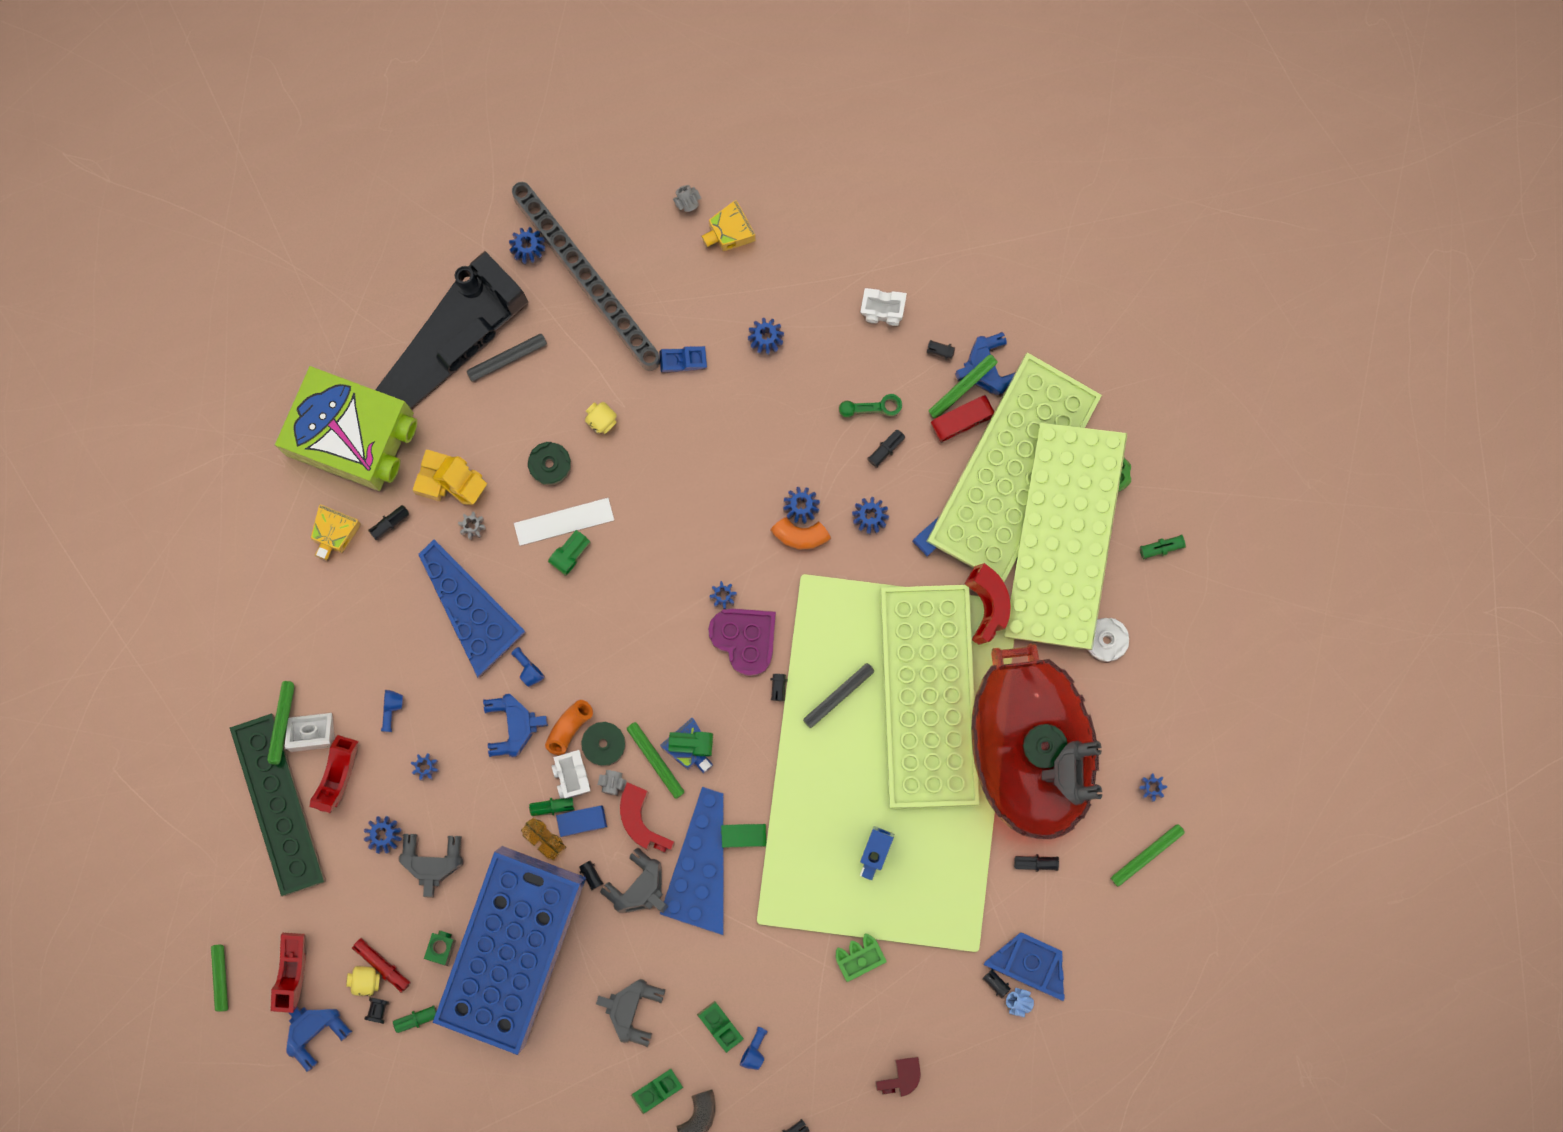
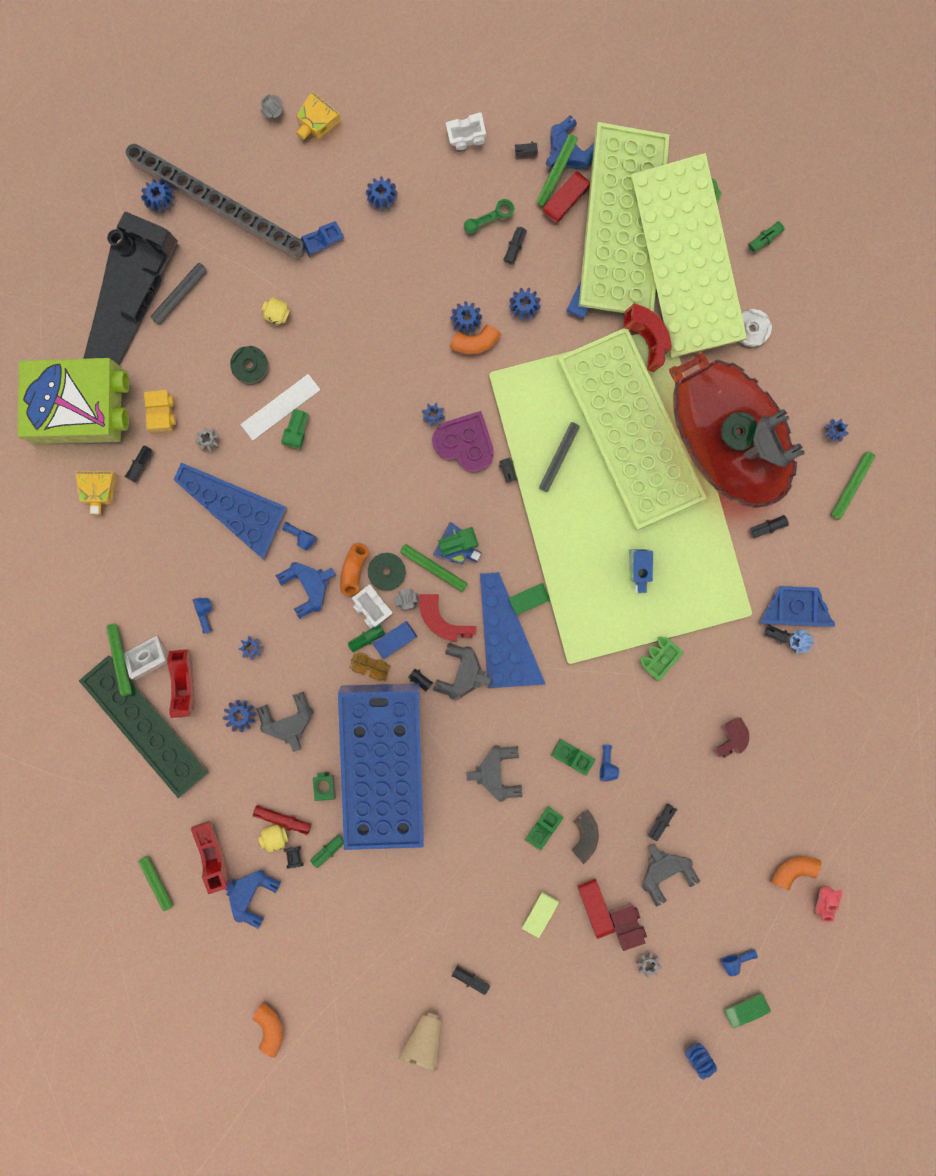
camera: 25 degrees left, 5 degrees up
(460, 481) = (181, 406): yellow brick -> none

